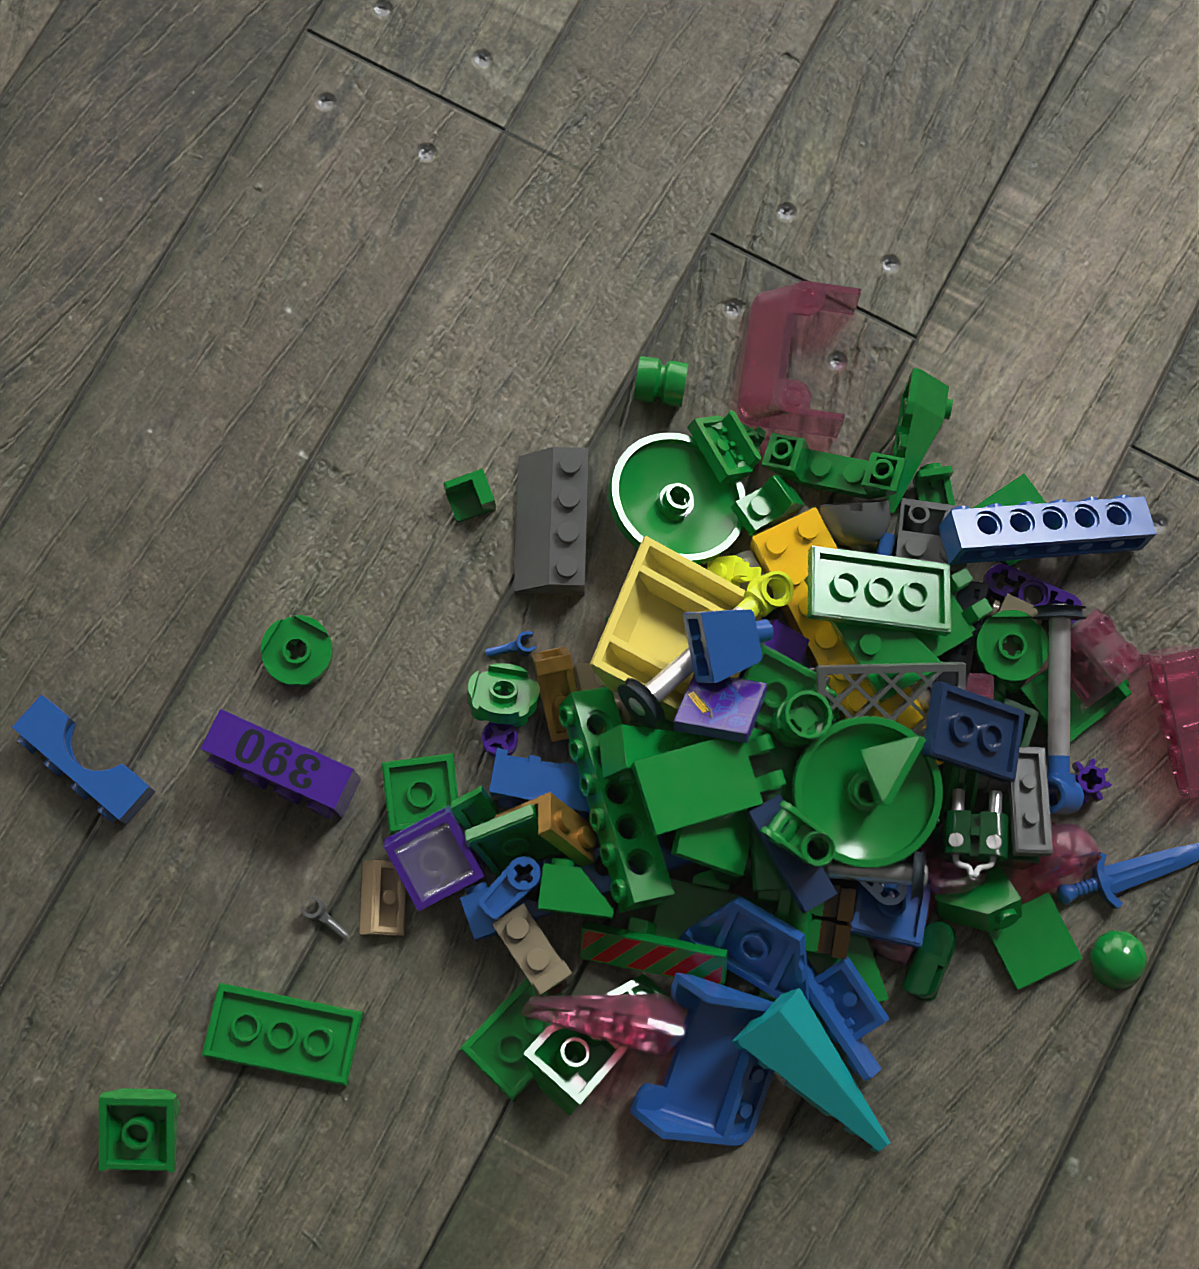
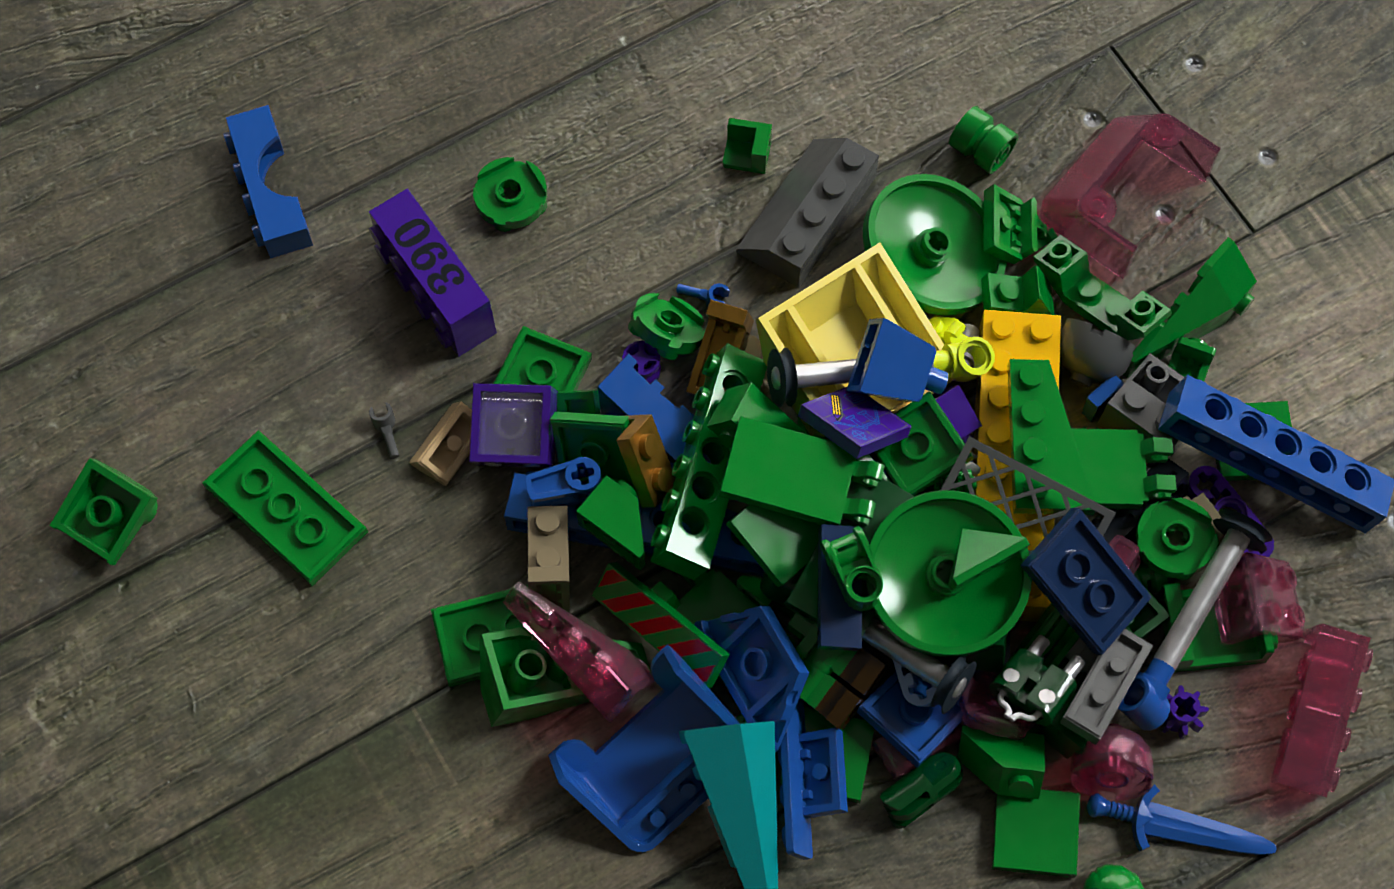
camera: 35 degrees right, 10 degrees down
(801, 719) = (923, 469): green wheel -> none
(879, 591) = (1072, 407): tile -> none

